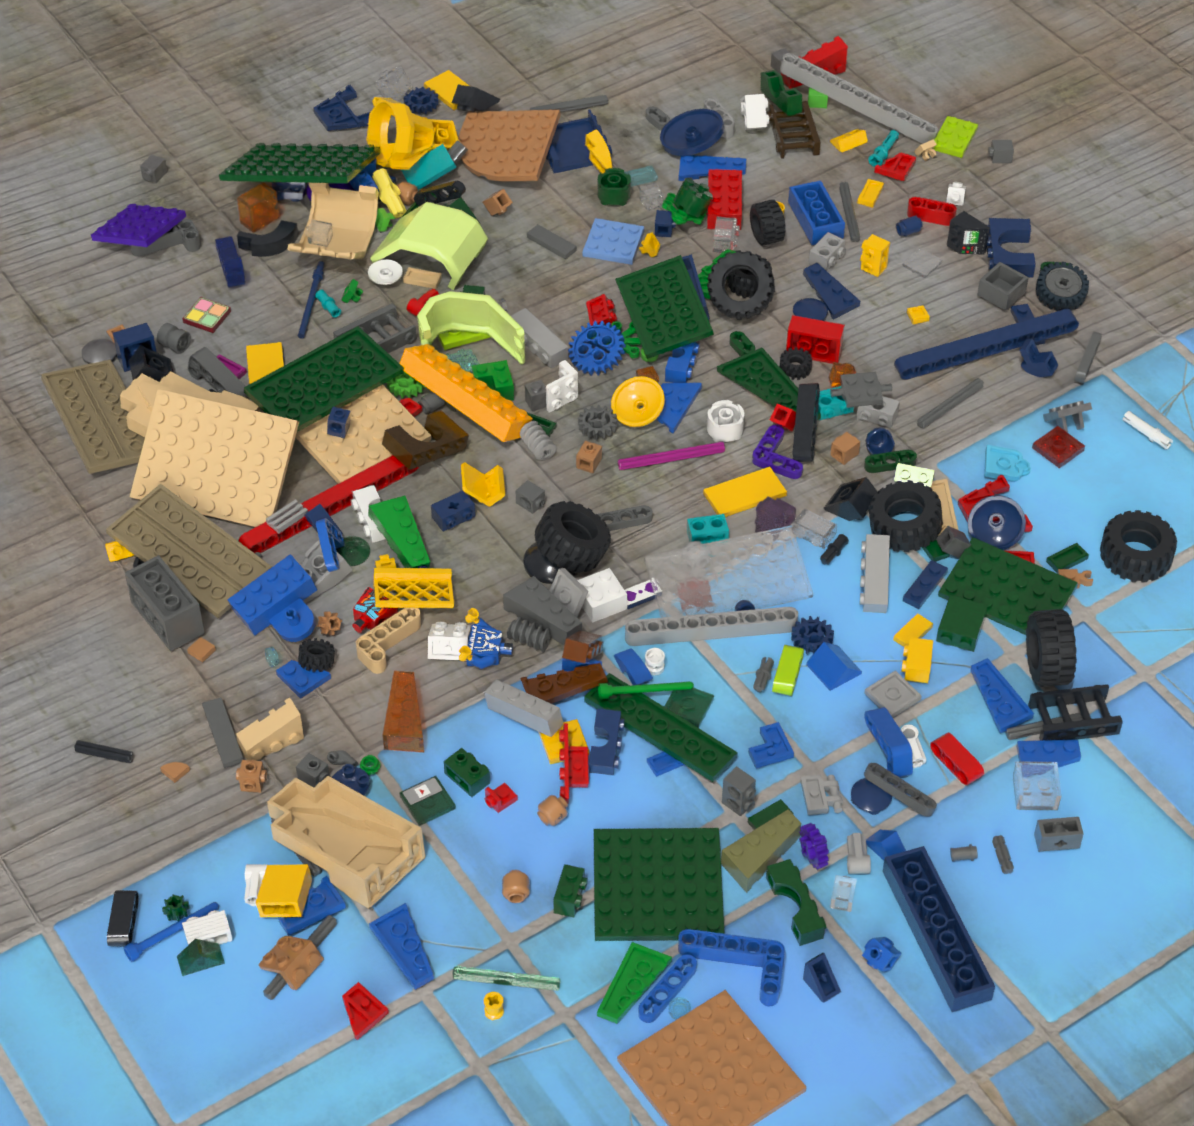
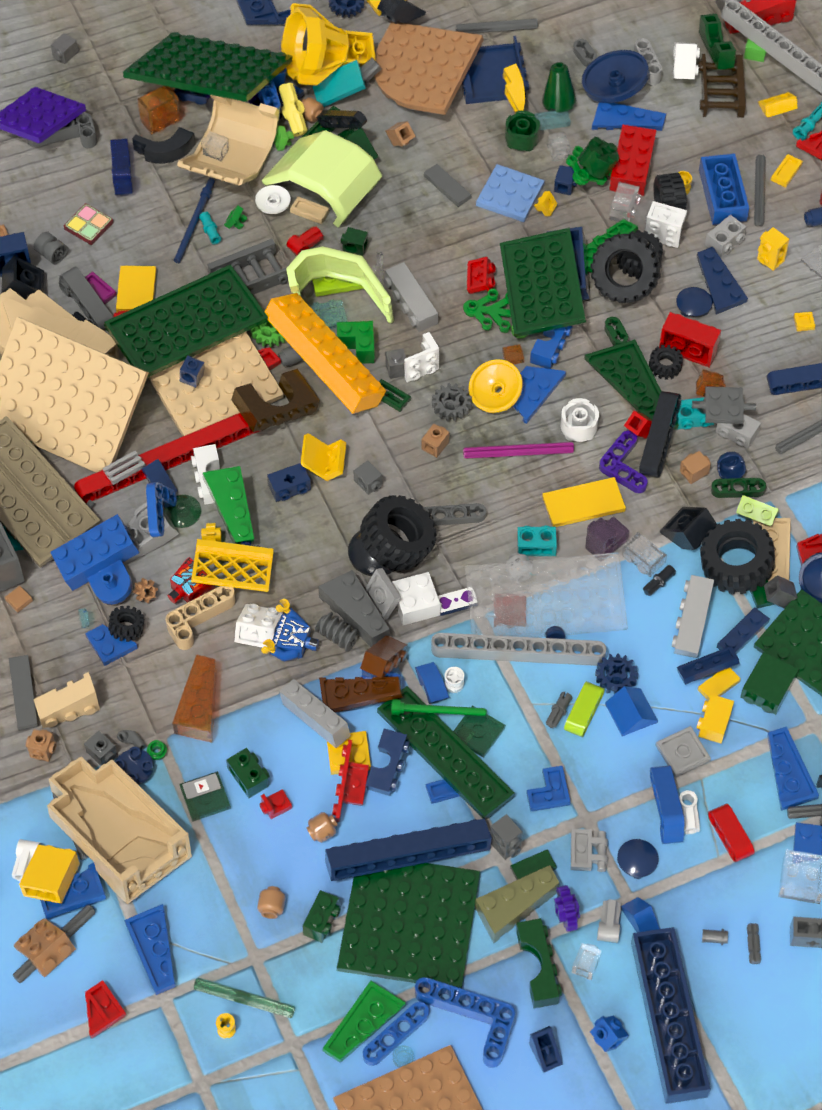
camera: 10 degrees right, 10 degrees up
(537, 441) = (387, 415): light grey piece -> none
(589, 361) = (477, 304): blue gear -> none
(641, 147) = (559, 89): none -> dark green cone
(643, 816) = (407, 849): none -> dark blue brick
(770, 244) = (665, 223): none -> white bracket
(882, 778) = (665, 859): dark grey beam -> none
(899, 615) = (708, 665): none -> dark blue plate

